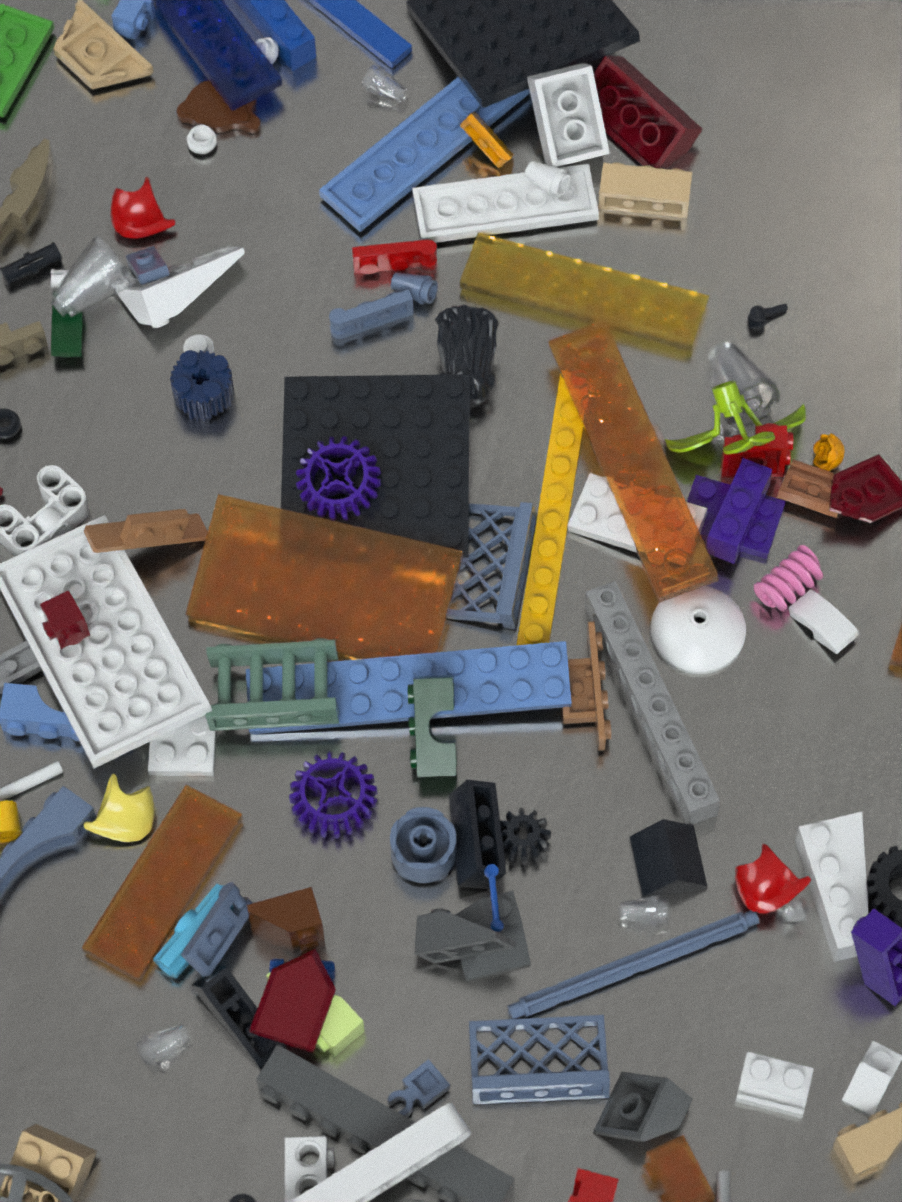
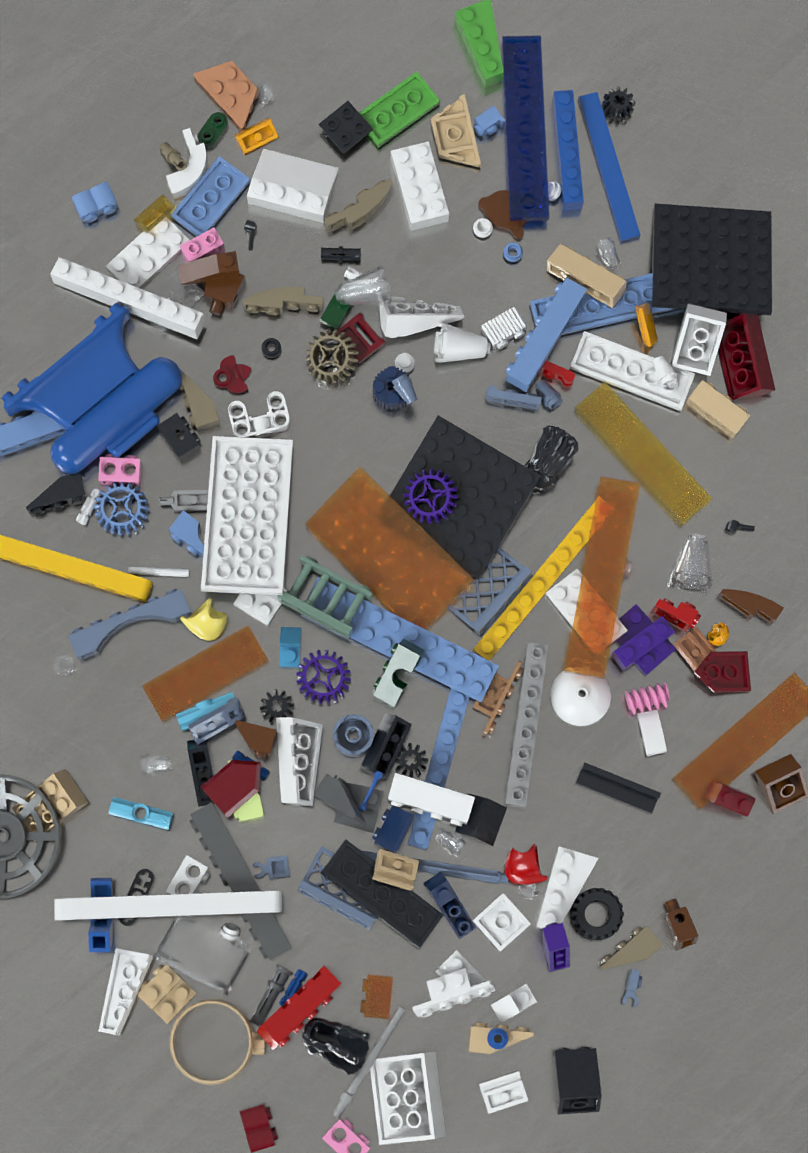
camera: 25 degrees right, 15 degrees up
(64, 620) = (232, 496): dark red brick -> none
(87, 131) = (419, 186): none -> white brick
(99, 361) = (326, 361): none -> dark tan gear
(117, 357) = (363, 347): none -> dark red plate
(137, 212) = (418, 258): red piece -> none
(146, 531) = (308, 464): medium nougat bracket -> none
(147, 265) = (404, 295): sand blue plate -> none
(161, 1128) = (128, 809): none -> medium azure piece
(220, 365) = (404, 387): none -> sand blue cone
(256, 286) = (458, 344): none -> white cone
(259, 140) = (513, 246): none -> medium blue plate
(263, 784) = (290, 647): none -> dark azure slope
(292, 857) = (279, 699): none -> black gear
(305, 238) = (504, 328): none -> white brick
(365, 211) = (546, 334): none -> medium blue brick
(365, 918) = (298, 759): none -> white wedge
(373, 120) = (595, 278): none -> tan brick
(558, 937) = (393, 829): none -> dark blue slope
(568, 830) = (440, 763): none -> medium blue plate
(584, 860) = (430, 799): none -> white slope
(595, 985) = (395, 869): none -> tan plate
(596, 1031) = (395, 906): none -> black plate
(643, 1108) = (380, 949): dark grey slope -> none
(698, 995) = (450, 905): none -> dark blue slope
(729, 403) = (674, 578): lime plant -> none
(777, 1107) = (451, 990): none -> white bracket
(785, 978) = (501, 922): none -> white plate
(825, 713) = (617, 788): none -> black fence
(845, 393) = (751, 603): none -> reddish brown slope
(879, 1138) = (490, 1038): none -> blue plate

